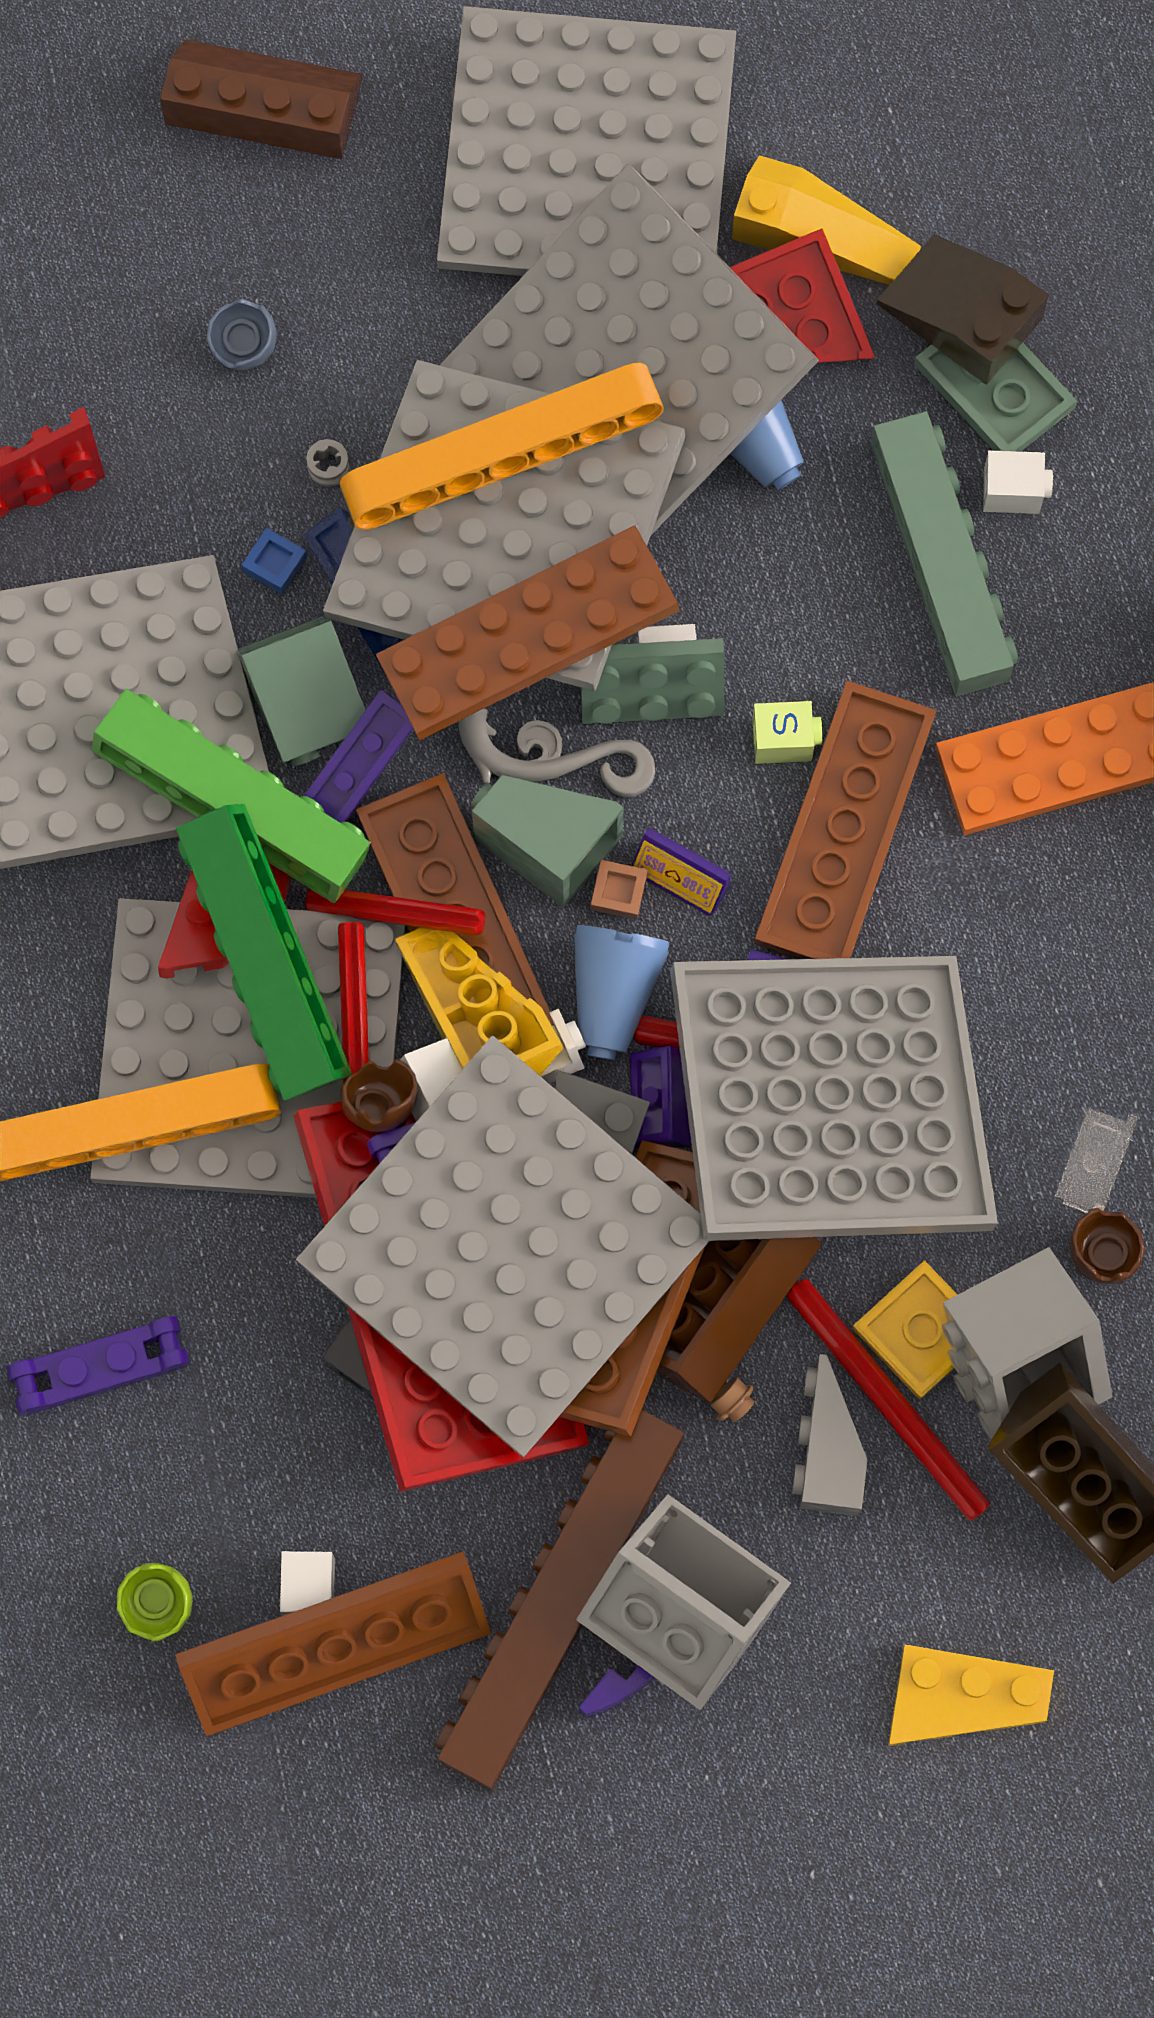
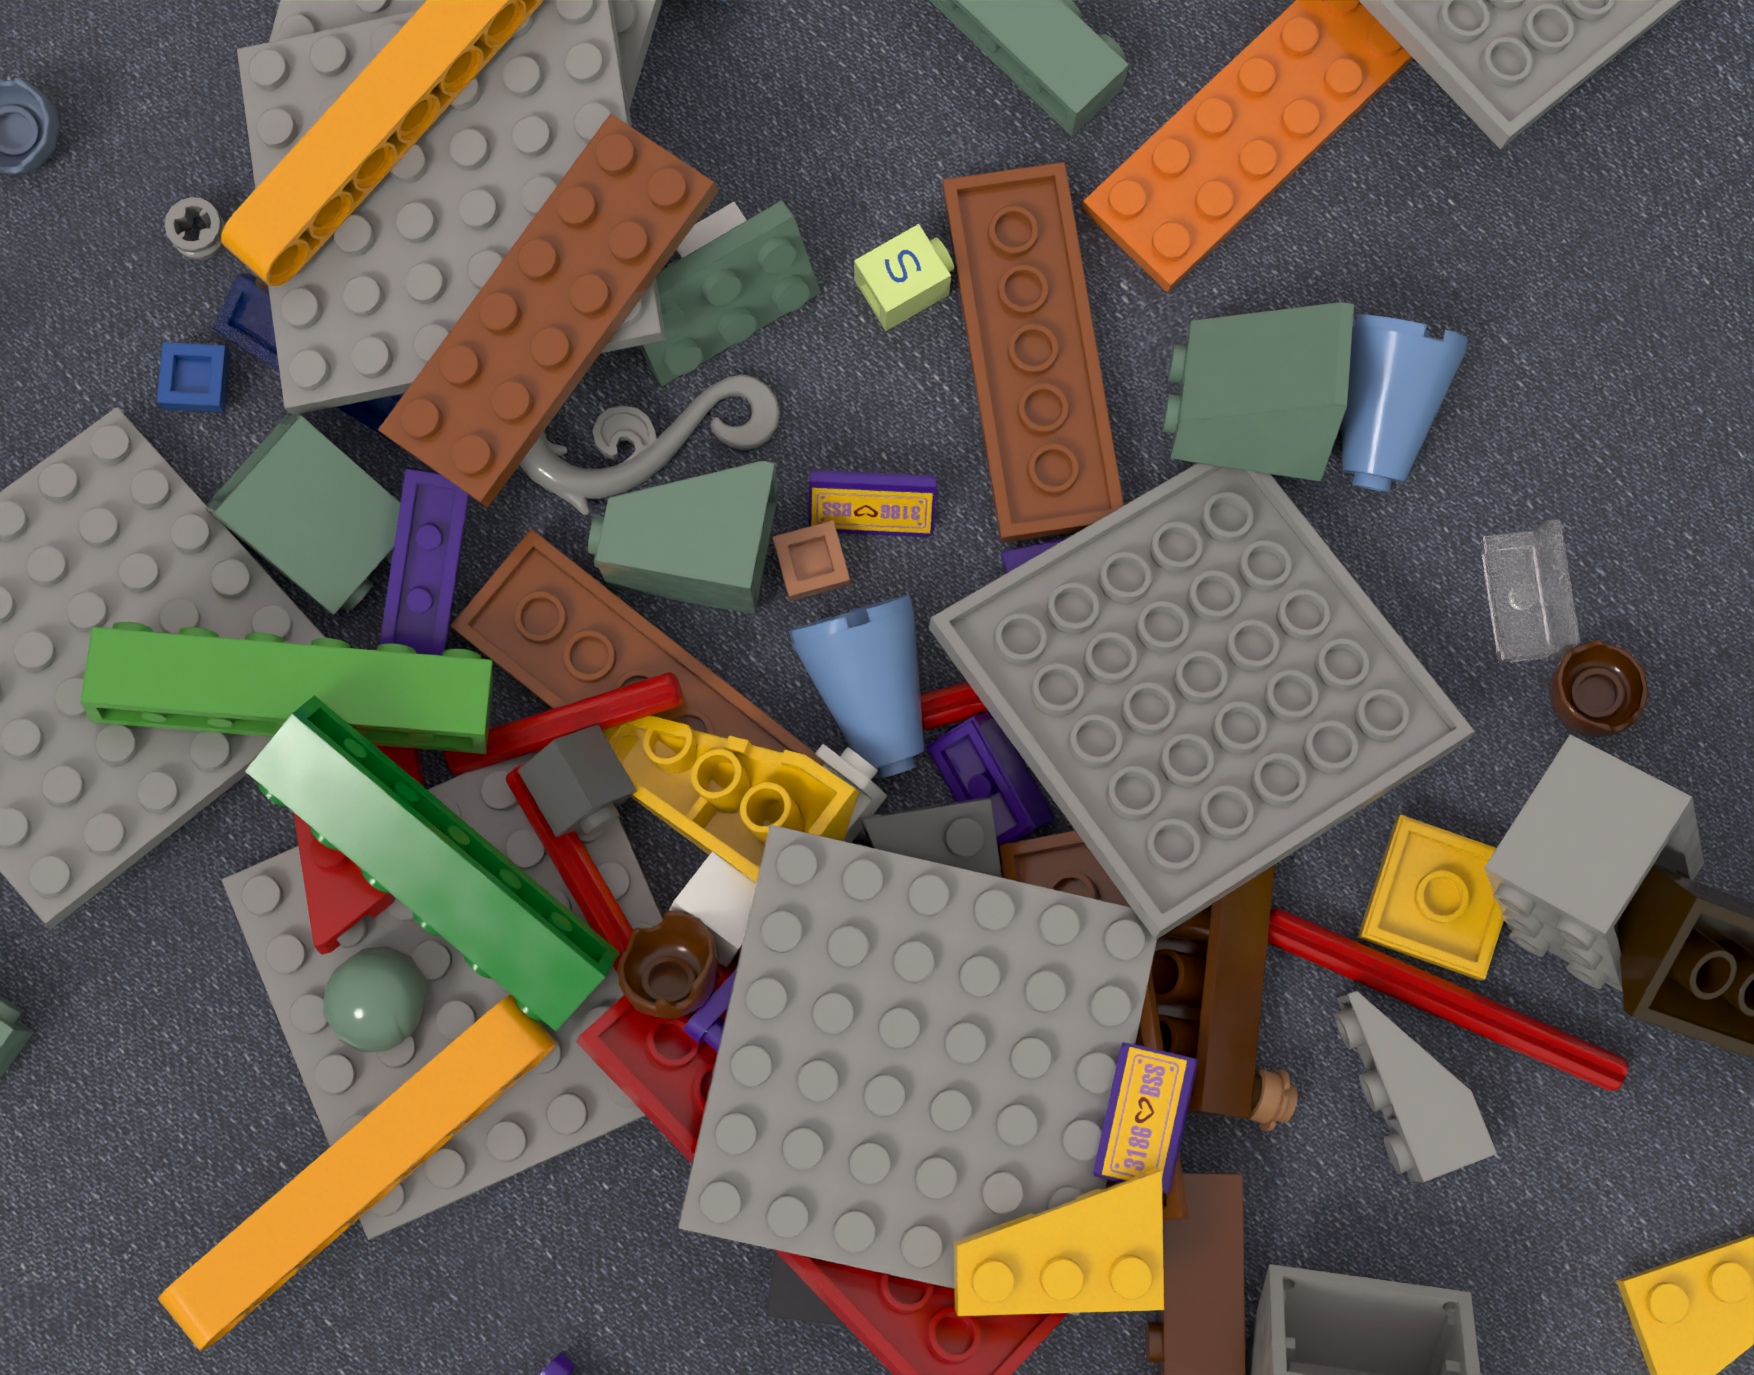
camera: 30 degrees left, 5 degrees up
(177, 1024) = (375, 999): none -> sand green hair
(384, 950) = (578, 782): none -> dark grey brick
(538, 1411) = (1070, 1258): none -> yellow wing
(635, 1352) = (1145, 1114): none -> slope
(981, 928) = (1262, 390): none -> sand green slope
(1072, 978) = (1393, 396): none -> medium blue cone

